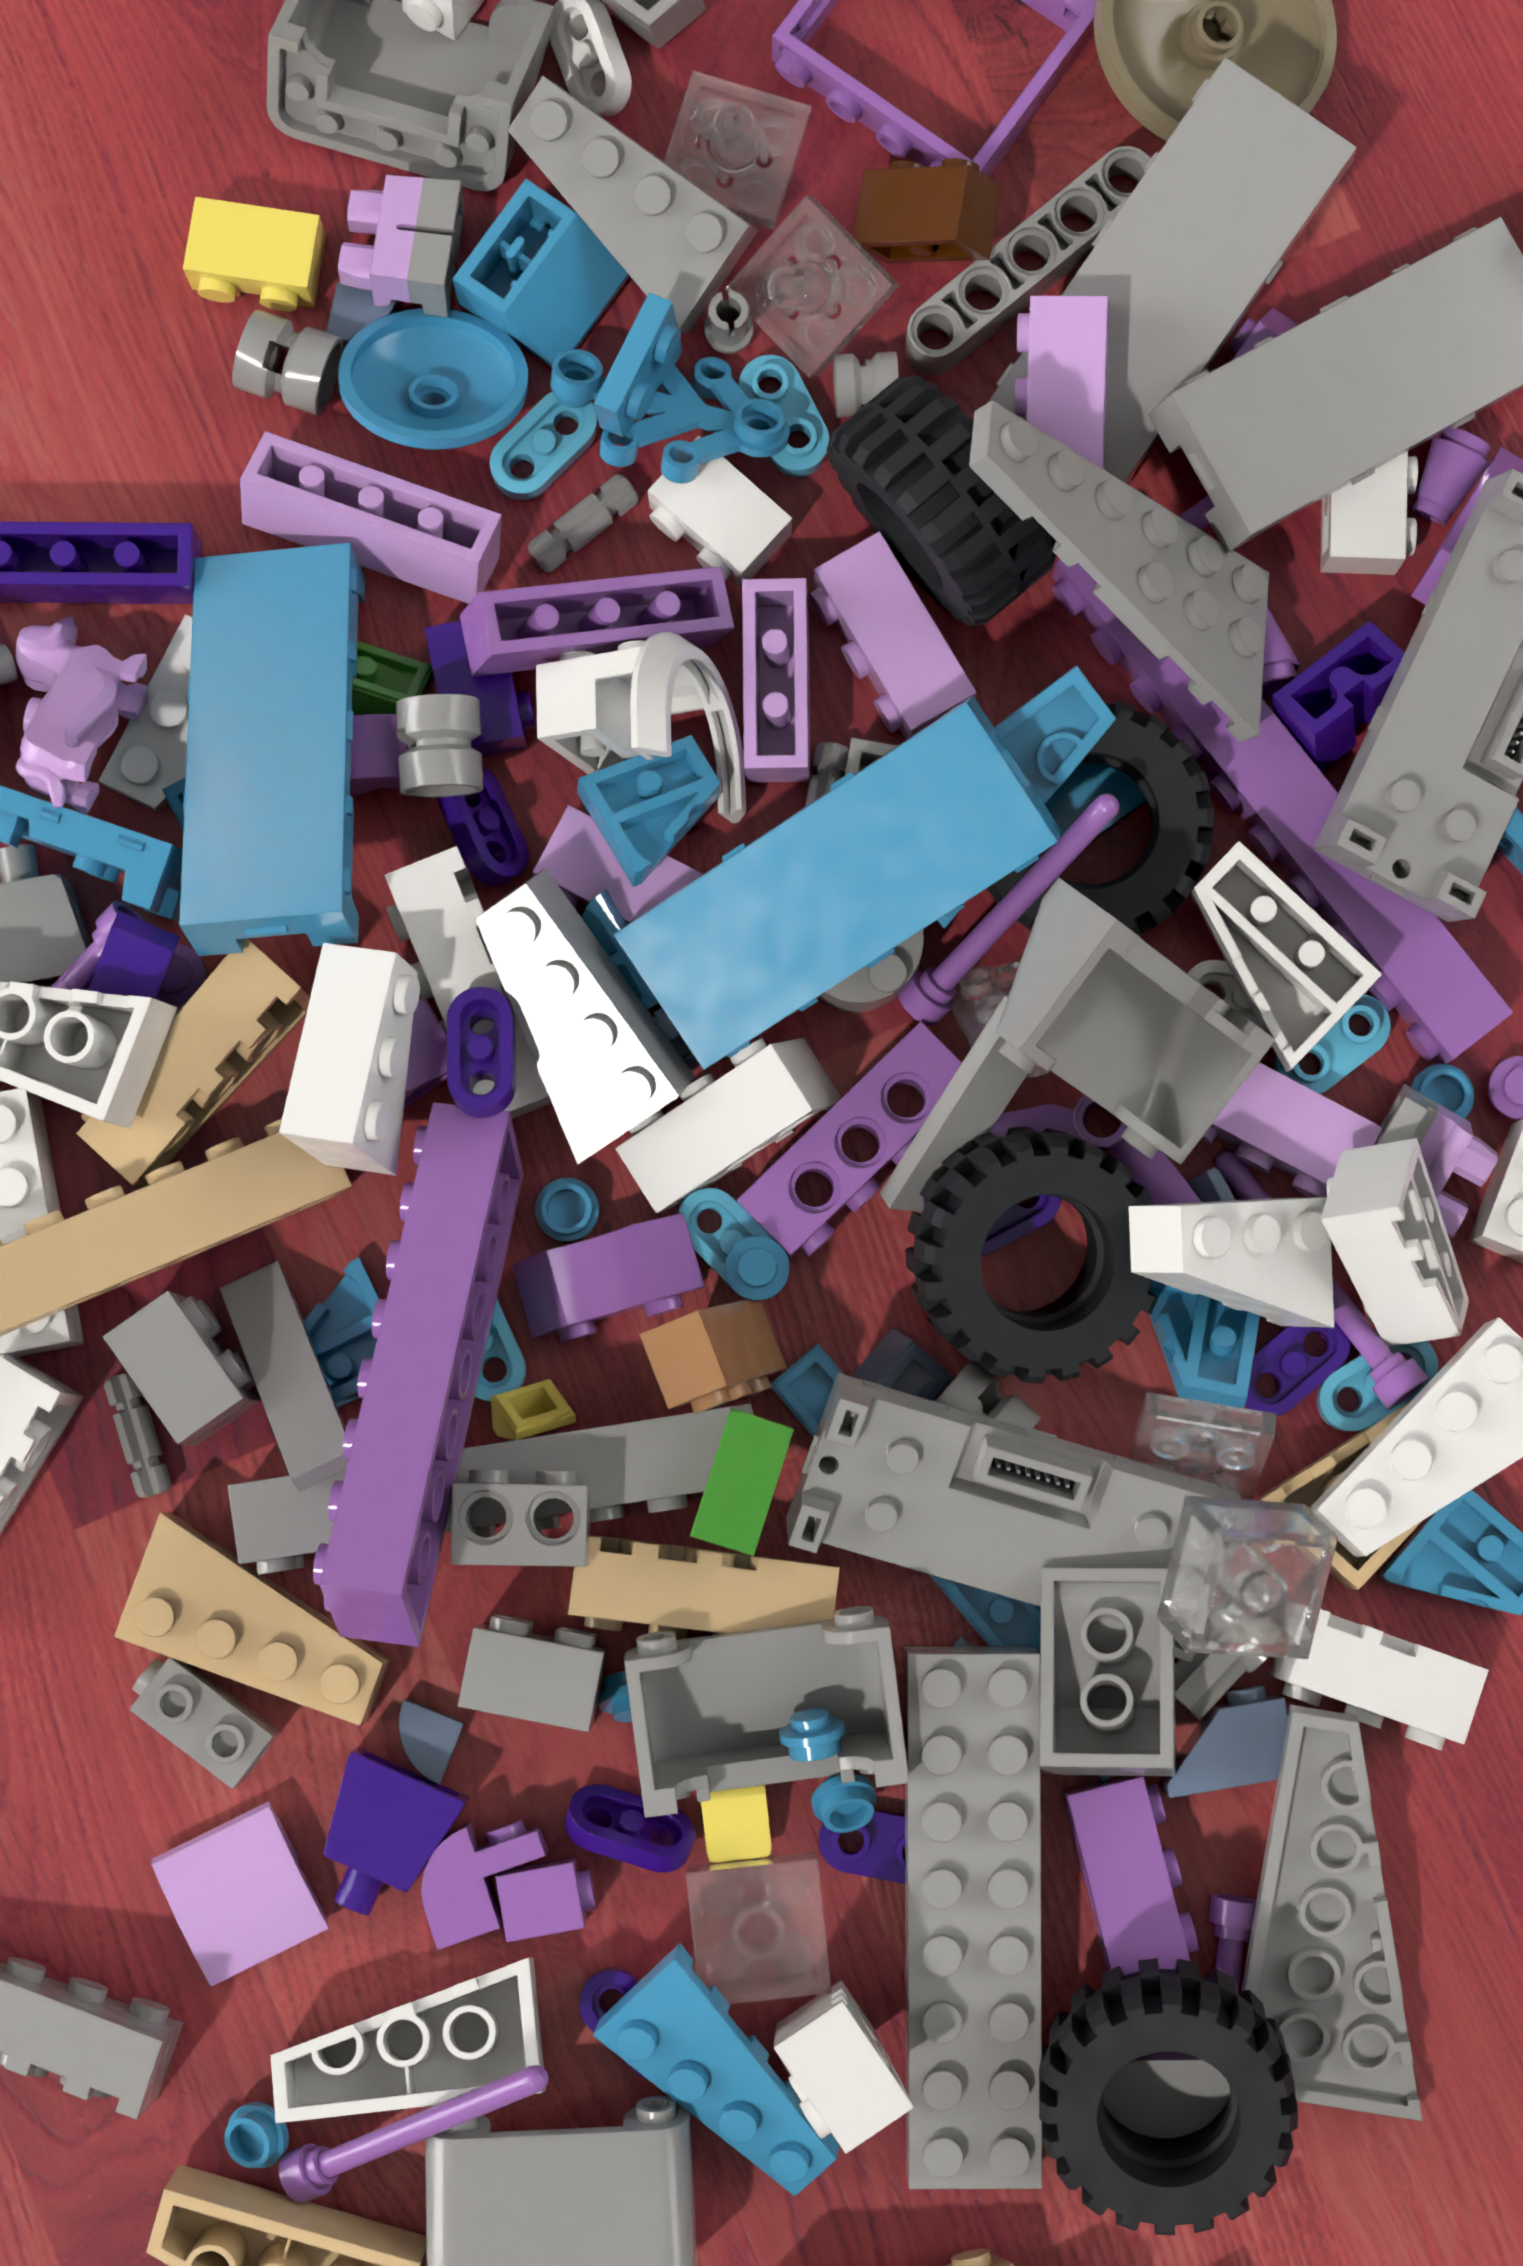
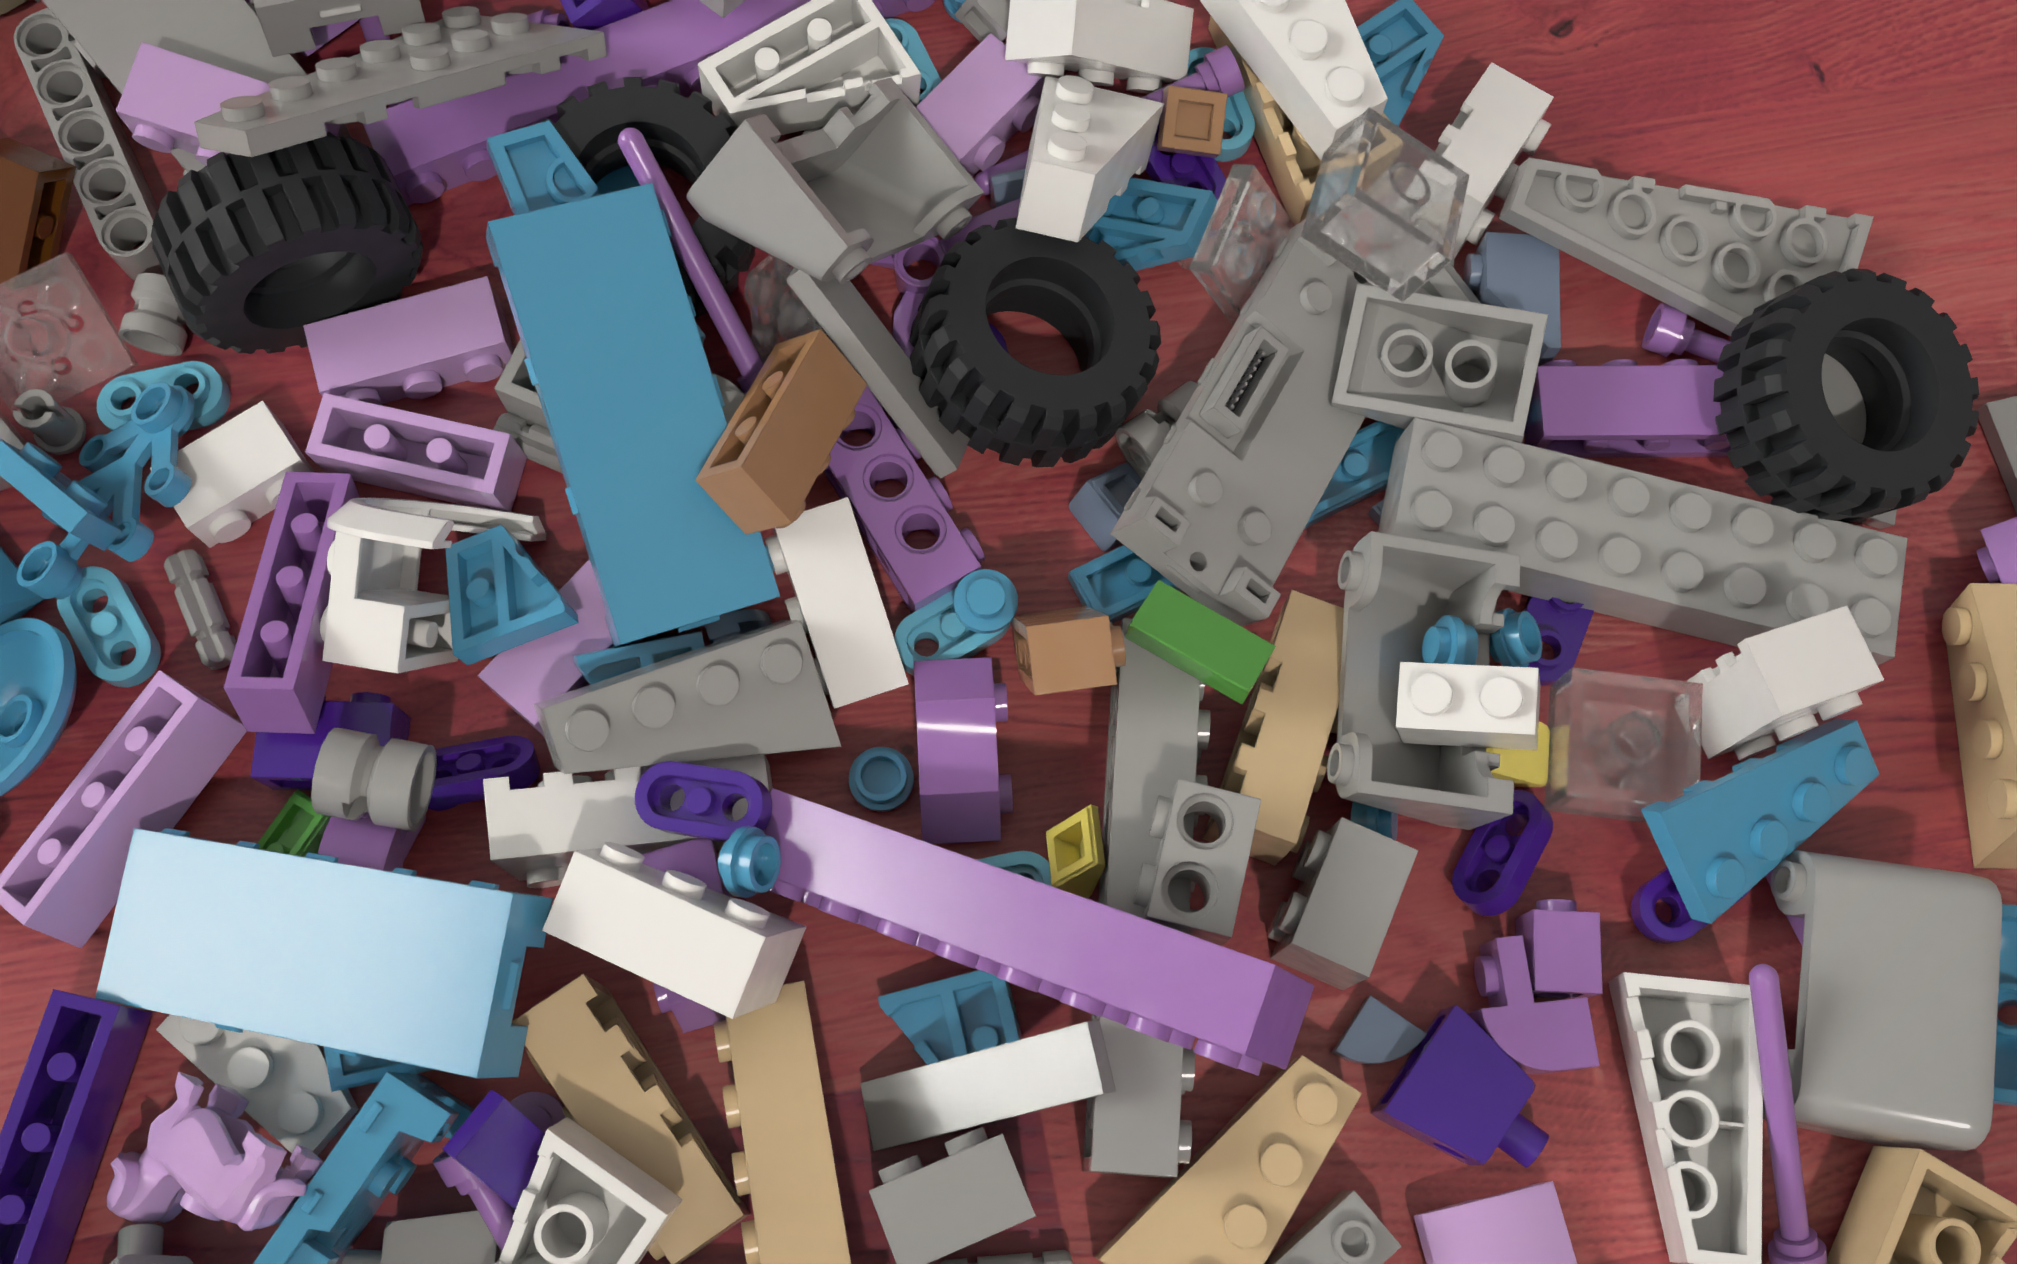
camera: 80 degrees left, 10 degrees down
(428, 1109) = (749, 862): none -> dark azure plate
(747, 1759) = (1468, 705): none -> white brick
(857, 1031) = (782, 433): none -> medium nougat brick
(1330, 1362) = (1192, 121): none -> medium nougat plate

